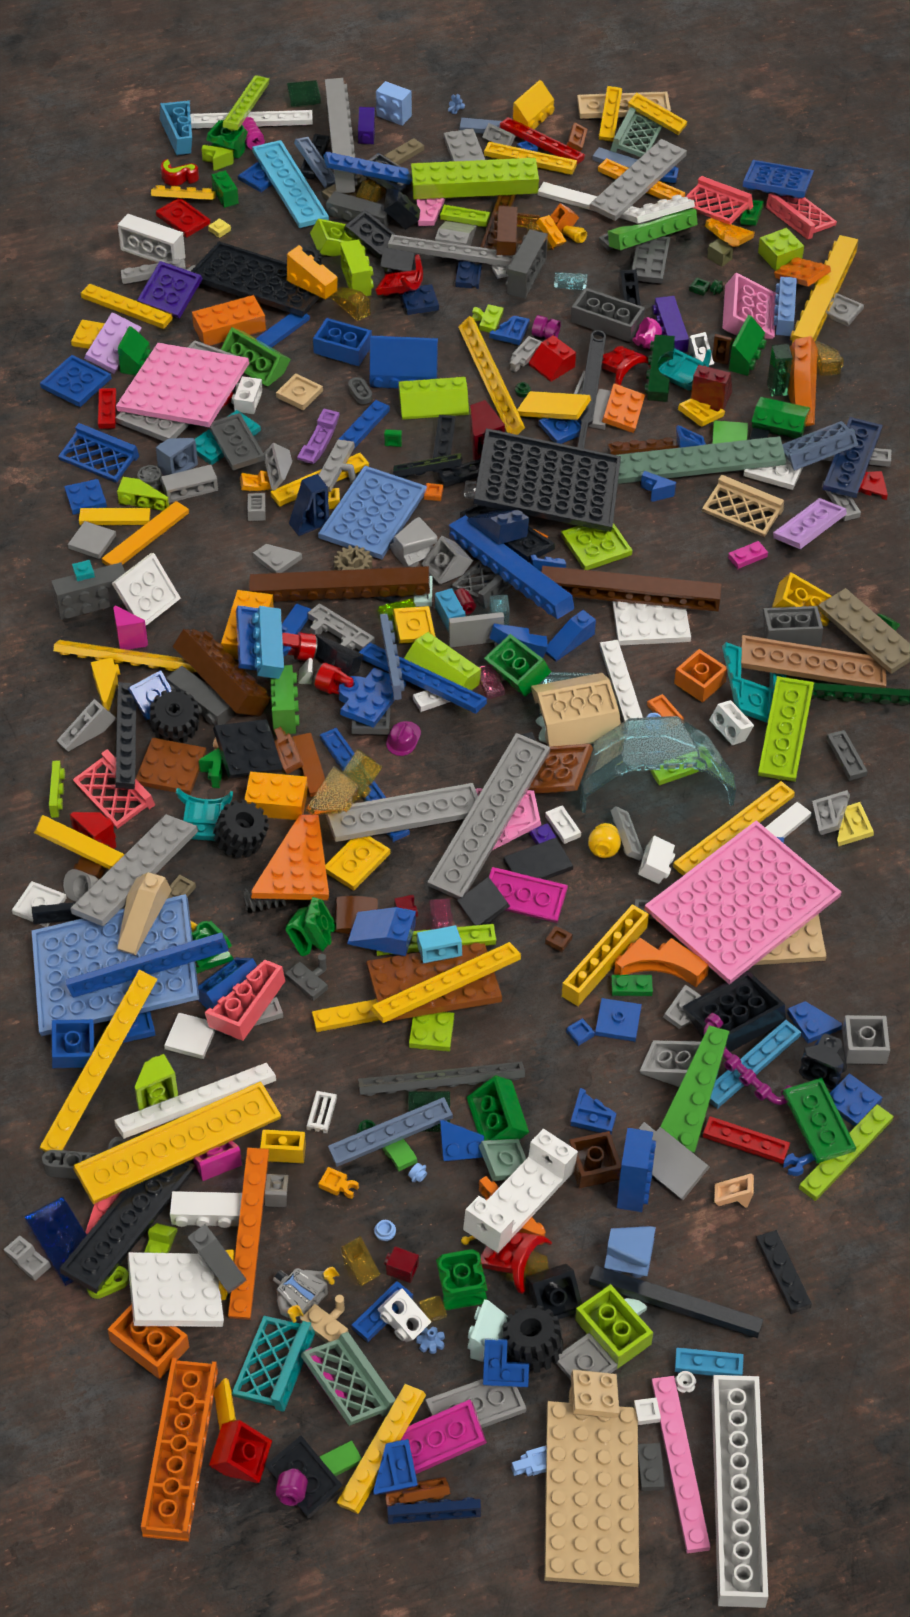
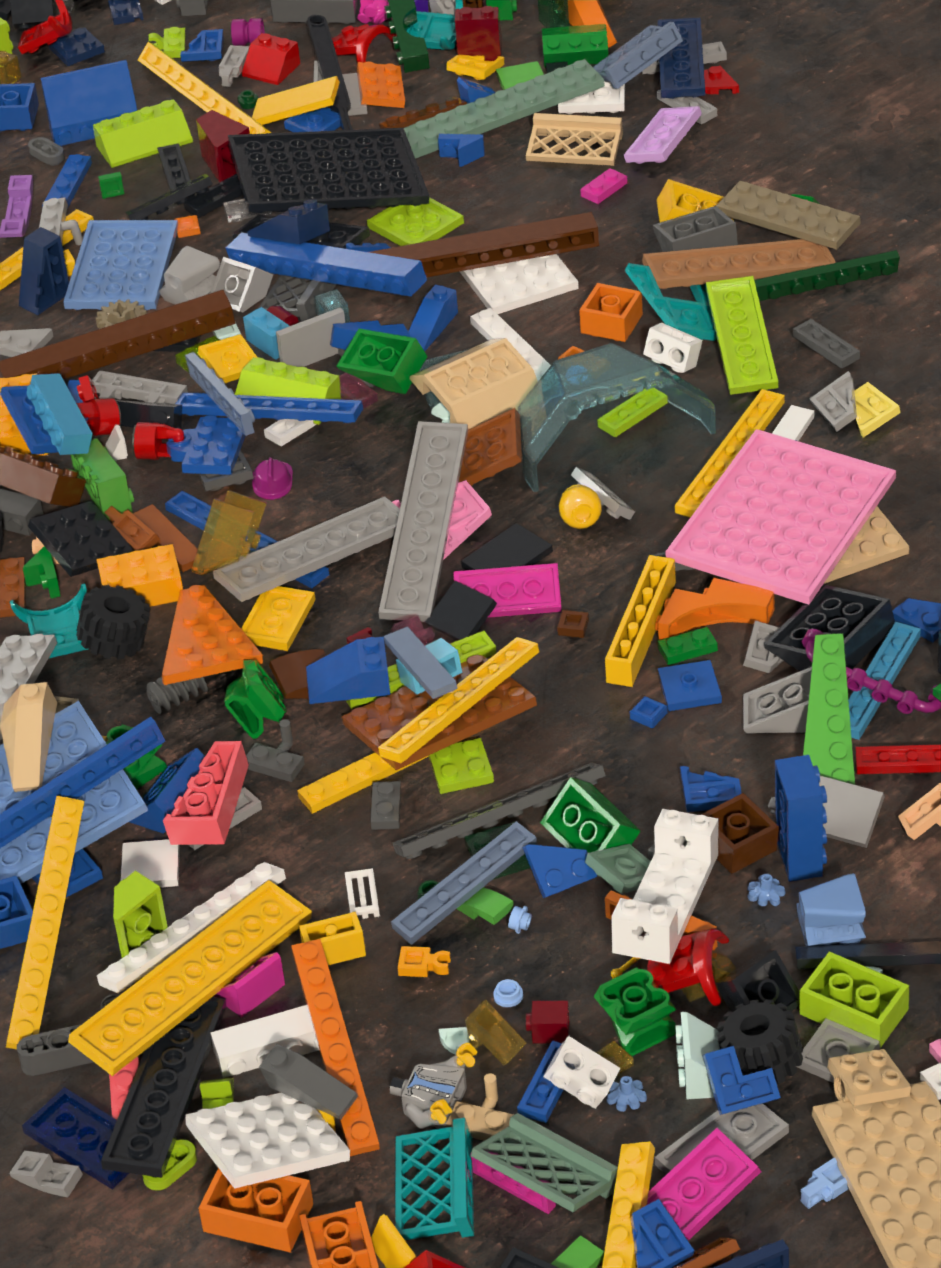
camera: 15 degrees left, 10 degrees down
(276, 1190) = (350, 994): light grey slope -> none
(301, 622) = (86, 389): none -> red plate
(334, 1254) = (453, 1038): none -> light aqua tile
(367, 1044) = (386, 805): none -> dark grey plate
(430, 944) = (420, 662): none -> sand blue tile
(542, 834) = (496, 525): dark purple plate -> none
(563, 824) = (518, 507): white plate -> none
(596, 1211) = (766, 890): none -> medium blue plant
(656, 860) = (653, 507): white brick -> none

